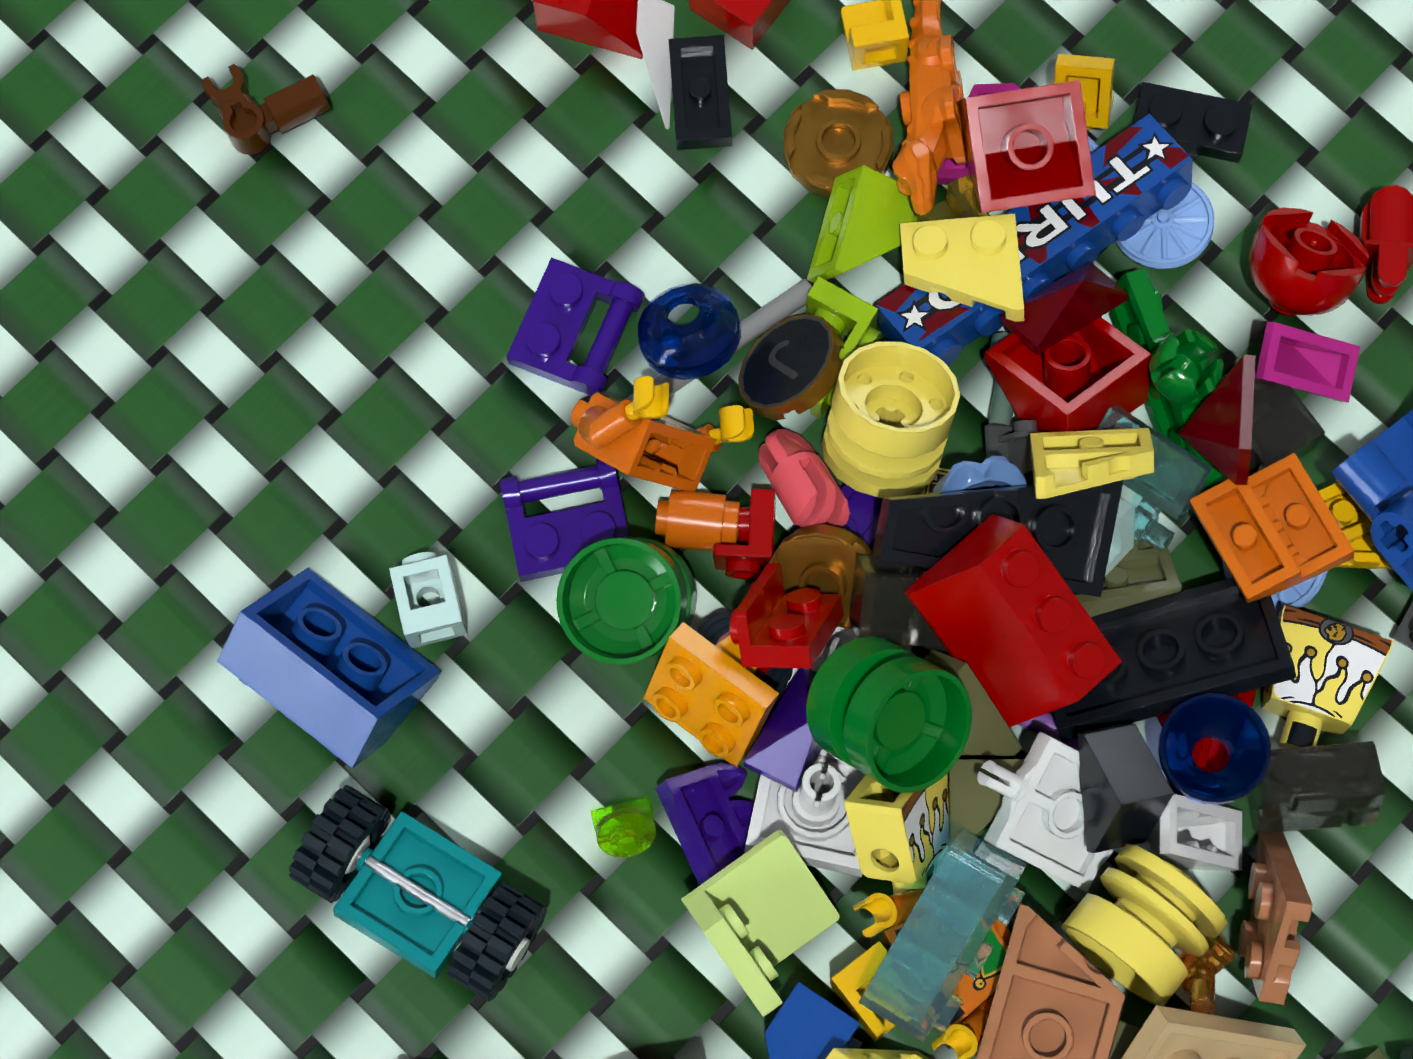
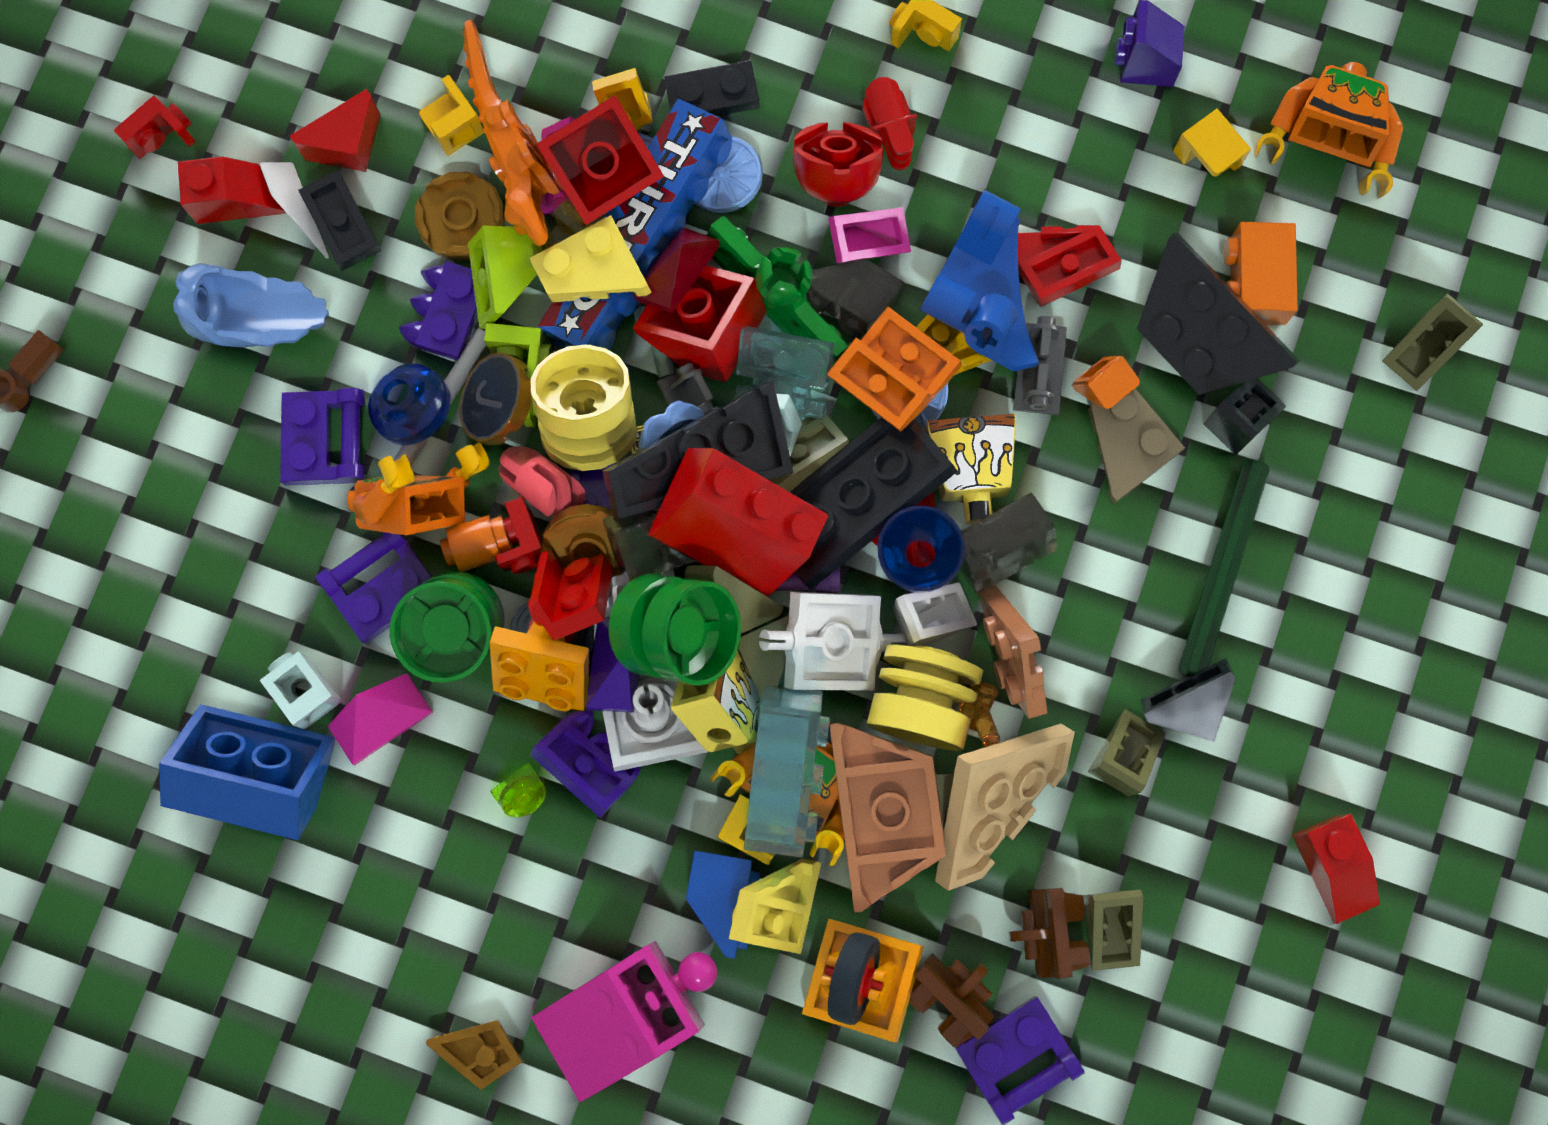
camera: 25 degrees left, 5 degrees up
(417, 893) = (385, 911): plate -> none
(500, 670) = (378, 717): none -> dark pink slope
(553, 145) = (244, 307): none -> medium blue hair
(761, 914) = (646, 814): yellowish green bracket -> none
(775, 246) = (447, 312): none -> dark purple plate
(1088, 459) = (741, 376): light yellow wing -> none
(1120, 787) = (865, 606): black slope -> none
(1225, 423) = (828, 306): dark red slope -> none

